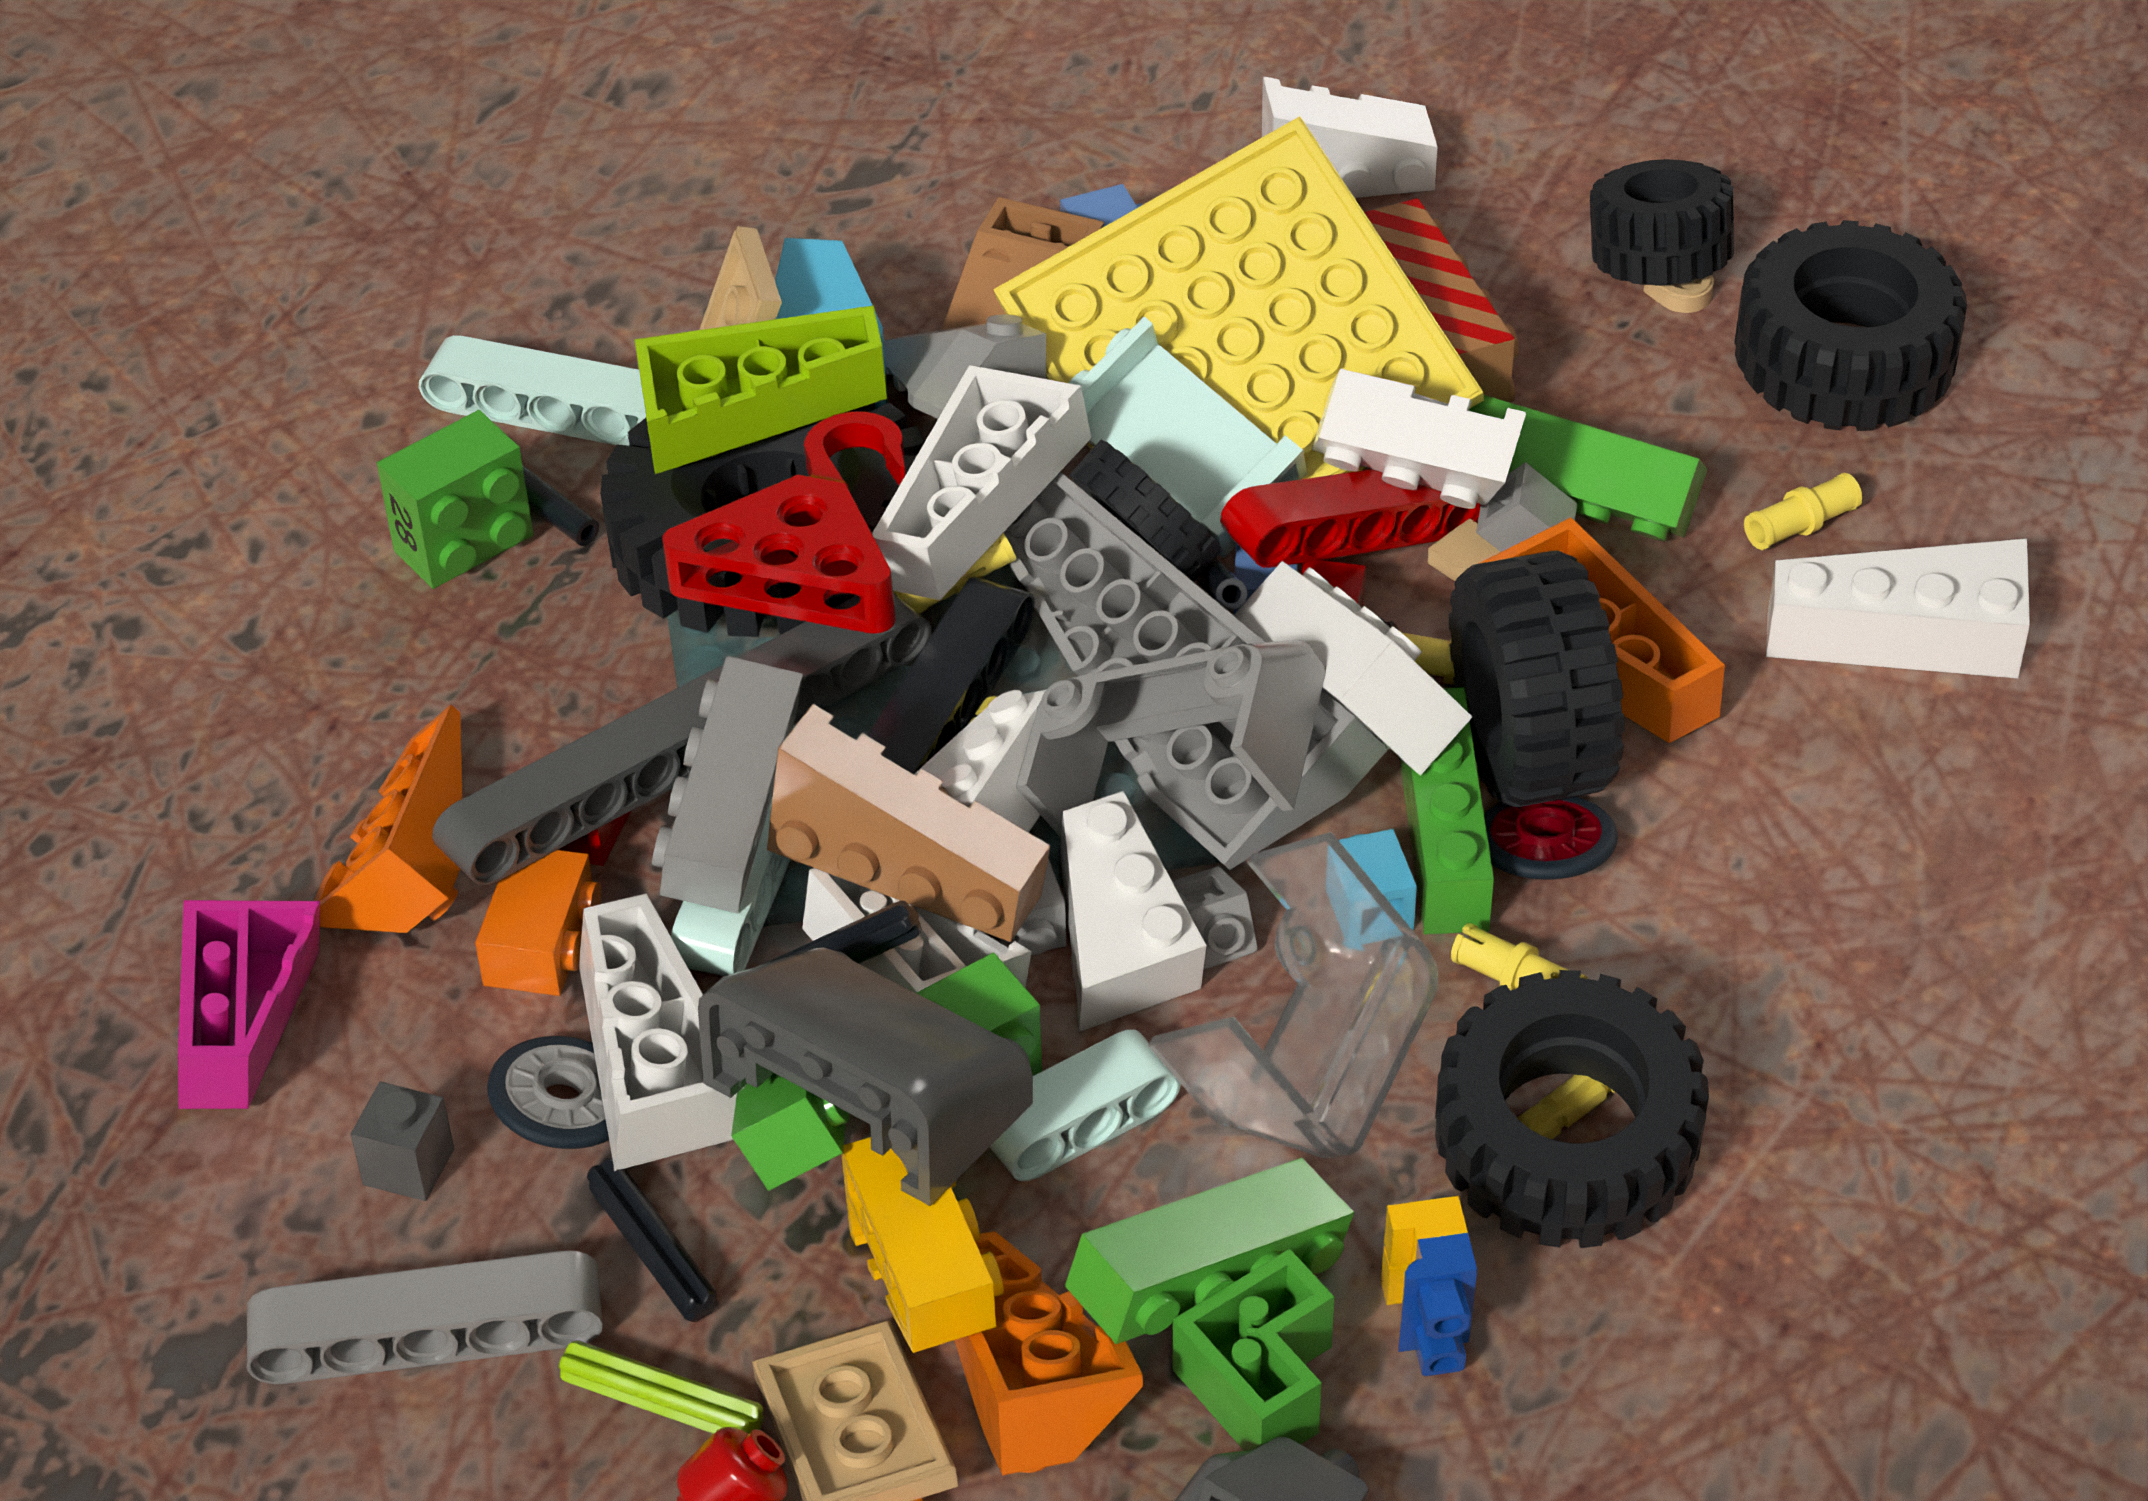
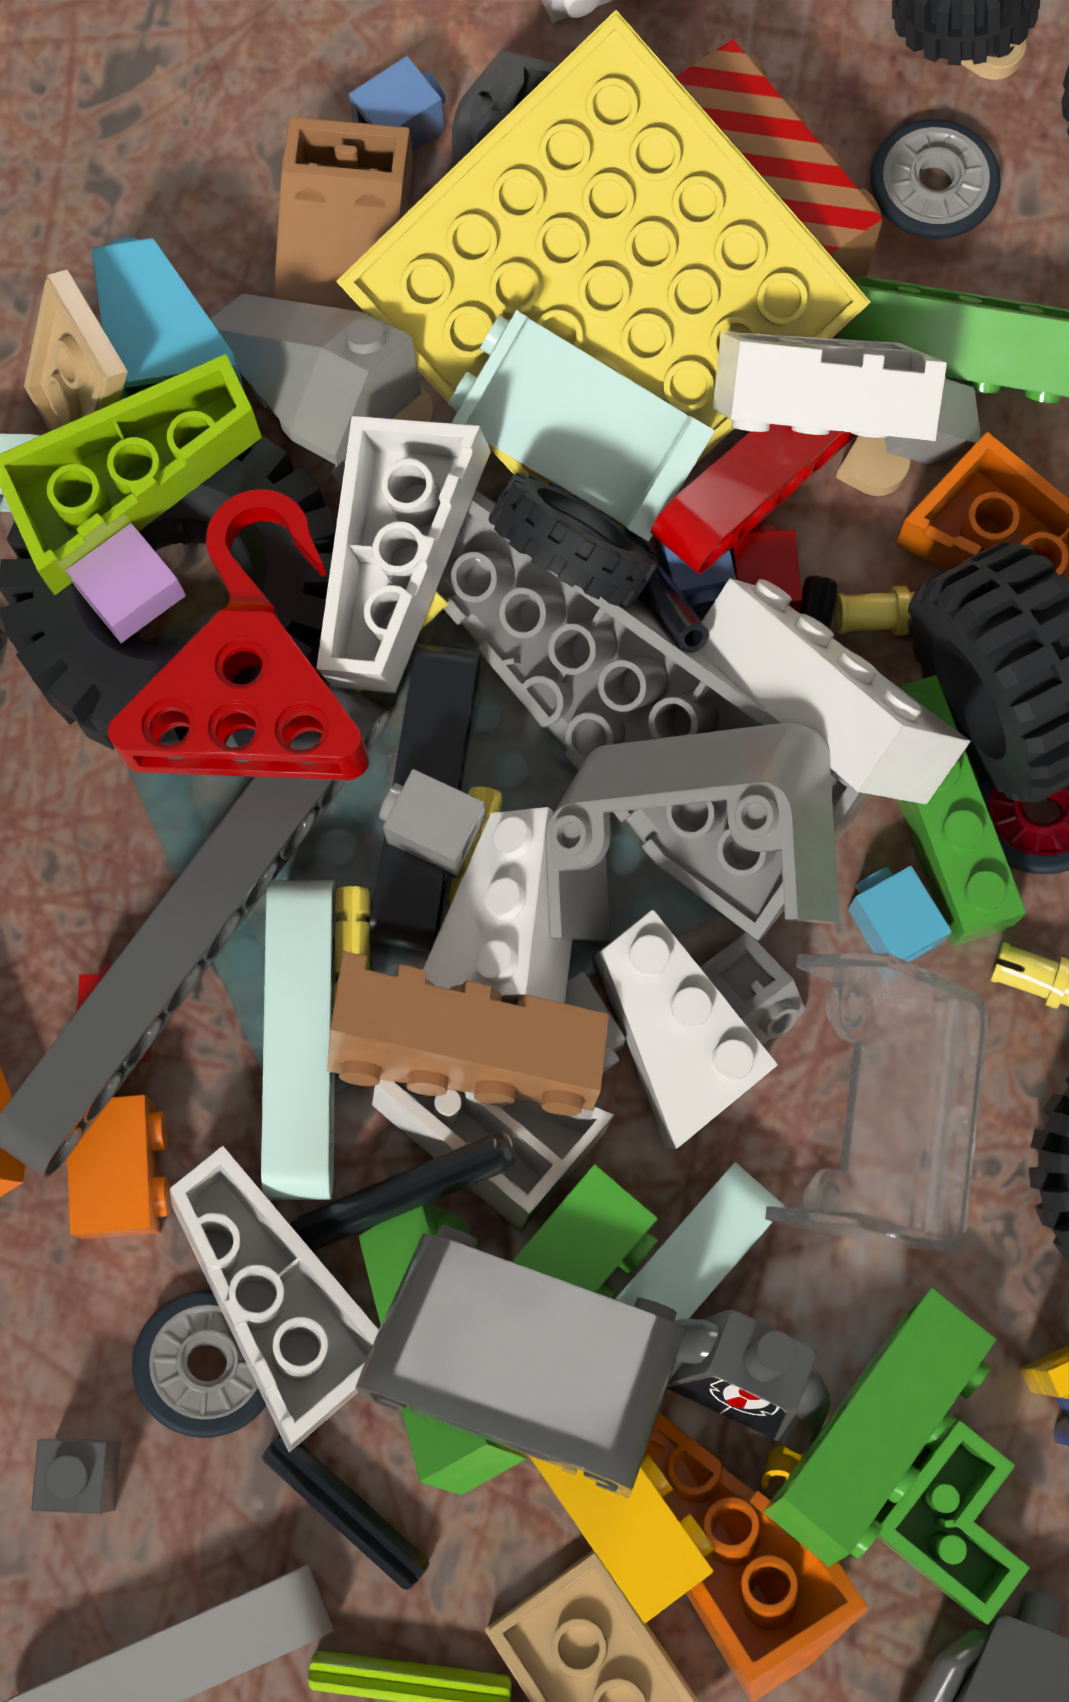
camera: 15 degrees left, 30 degrees up
(721, 465) = (126, 582): none -> lavender piece
(729, 785) = (270, 1011): light grey brick -> none
(938, 683) = (432, 821): none -> light grey brick
(1073, 1170) = (755, 1380): none -> dark grey torso
(1560, 370) = (928, 211): none -> light grey wheel

